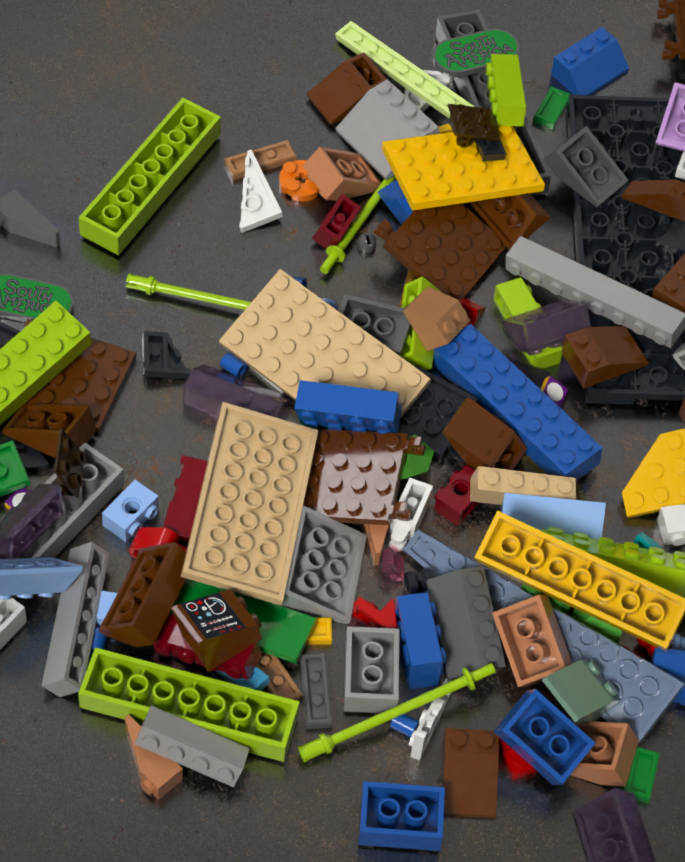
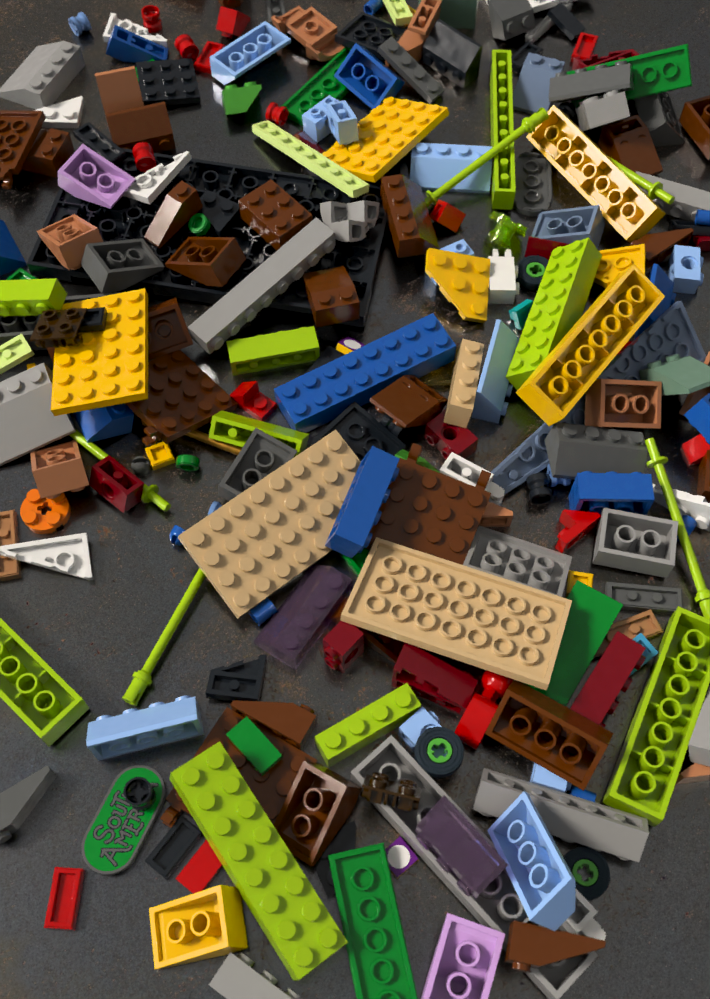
camera: 75 degrees left, 5 degrees up
(18, 642) = (596, 866): none -> black bush
(44, 296) = (135, 791): none -> black wheel
(100, 374) = (254, 746): none -> green tile
(105, 294) = (144, 728): none -> light blue slope
(114, 521) = (440, 766): none -> black bush
(128, 397) = (282, 719): none -> reddish brown slope
(135, 458) = (367, 725): none -> lime brick
(202, 423) = (343, 646): none -> dark red brick
(217, 627) = (609, 661): reddish brown slope -> none
(376, 276) = (187, 463): none -> green tile
(380, 257) = (159, 455): none -> yellow tile
(392, 564) = (519, 506): clear pink tile -> none
(436, 317) = (267, 411): medium nougat slope -> none
(546, 325) = (291, 327): clear purple slope -> none
(605, 117) = (68, 239): none -> nougat slope
(612, 238) = (208, 259): none -> reddish brown slope
(660, 223) = (199, 224): none -> green tile

